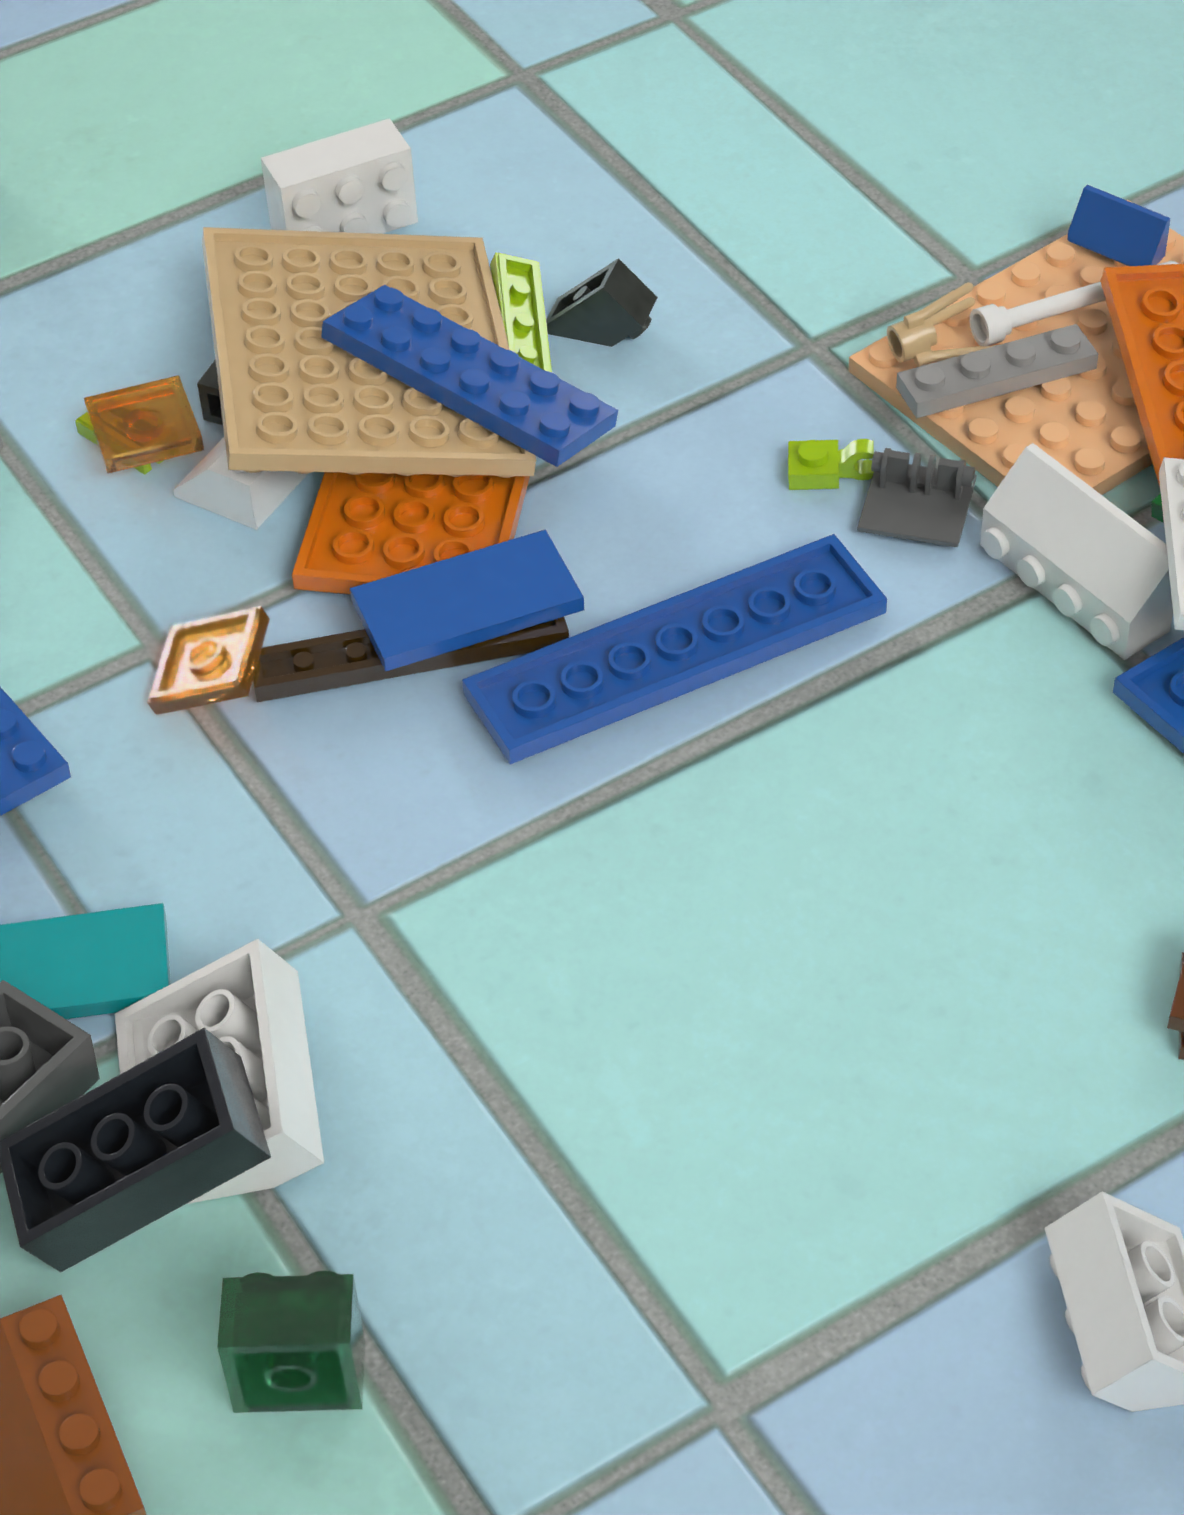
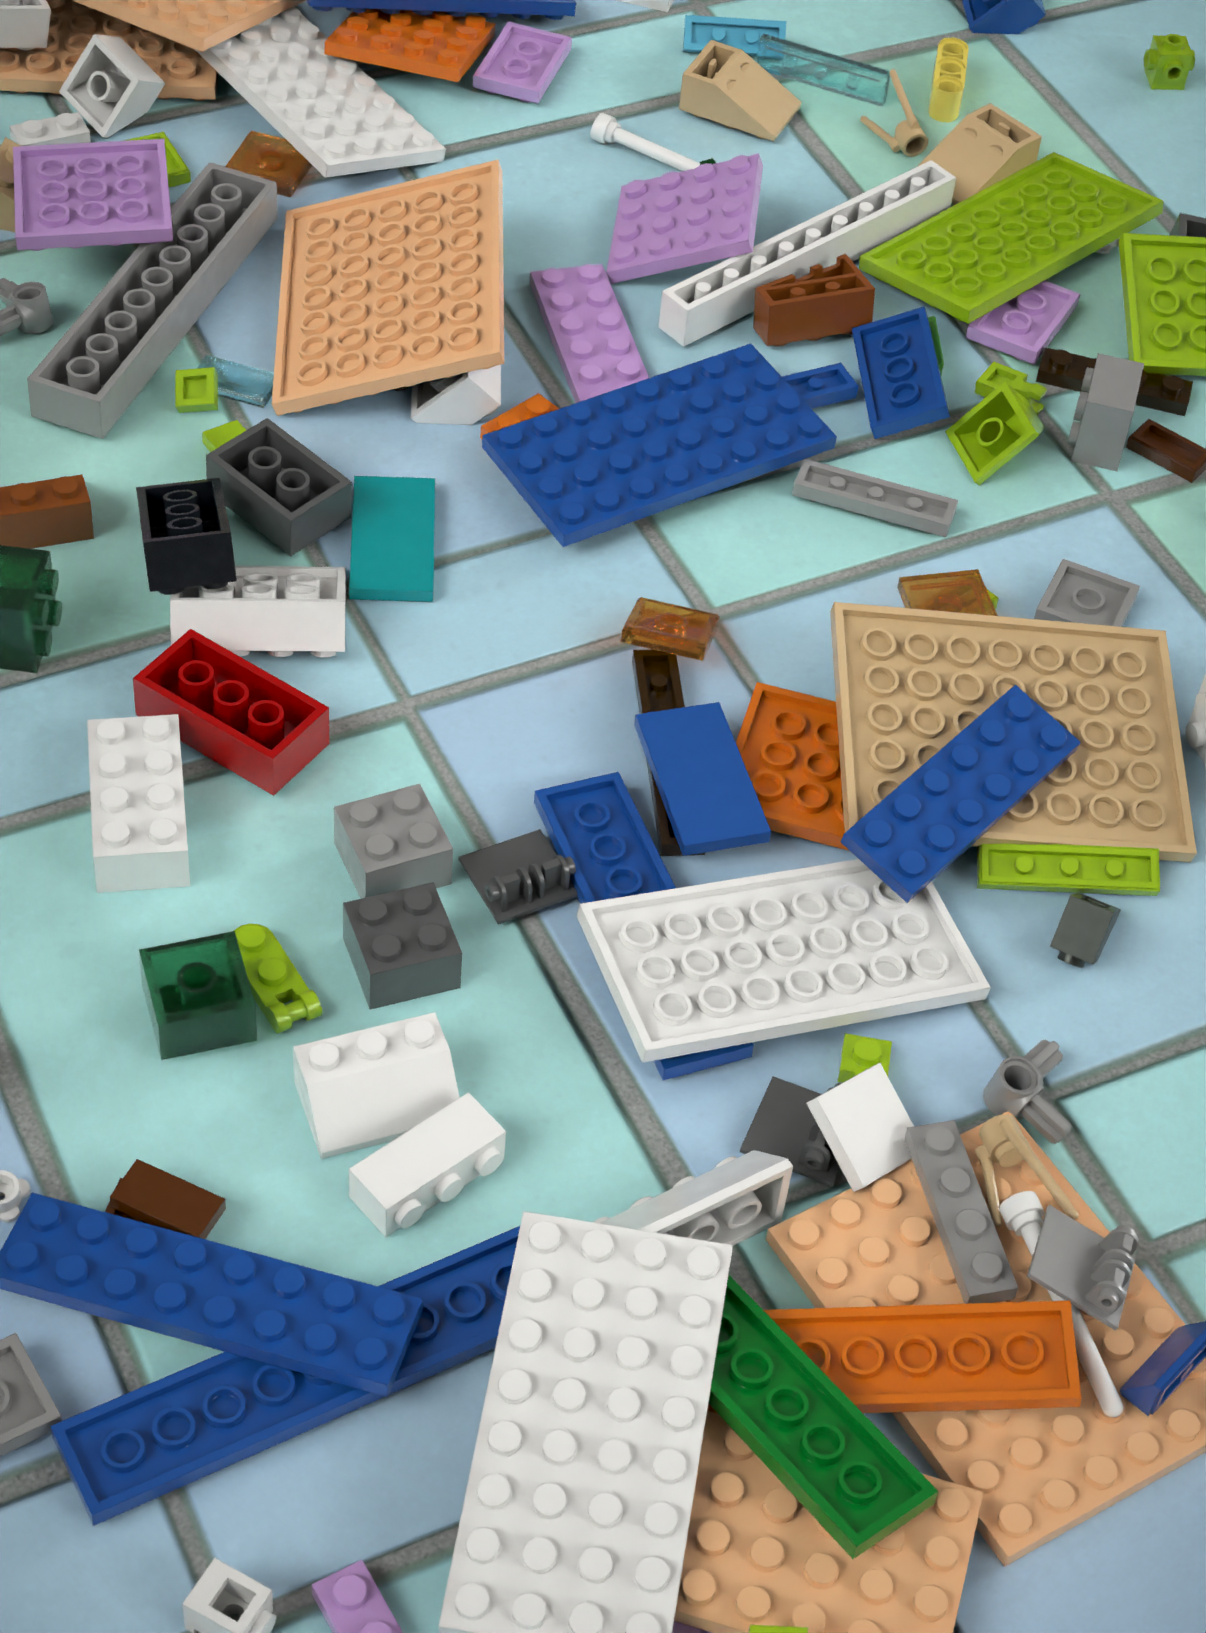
camera: 90 degrees right, 0 degrees up
(113, 325) = (1086, 597): none -> light grey plate
(439, 1063) = (233, 711): none -> red brick
(614, 1139) = (137, 803): none -> white brick
(627, 868) = (392, 842): none -> light grey brick
(631, 758) = (520, 876): none -> dark grey hinge
(722, 524) = (775, 957): none -> white plate
(780, 837) = (402, 945): none -> dark grey brick
(821, 346) = (1018, 1089): none -> light grey axle
(845, 966) = (275, 979): none -> lime plate
(919, 1005) = (198, 995): none -> clear green brick
(920, 437) = (864, 1126): none -> white tile
(976, 836) = (374, 1083): none -> white slope
(1054, 279) = (1084, 1265): none -> light grey hinge
(1072, 774) = (427, 1165): none -> white brick

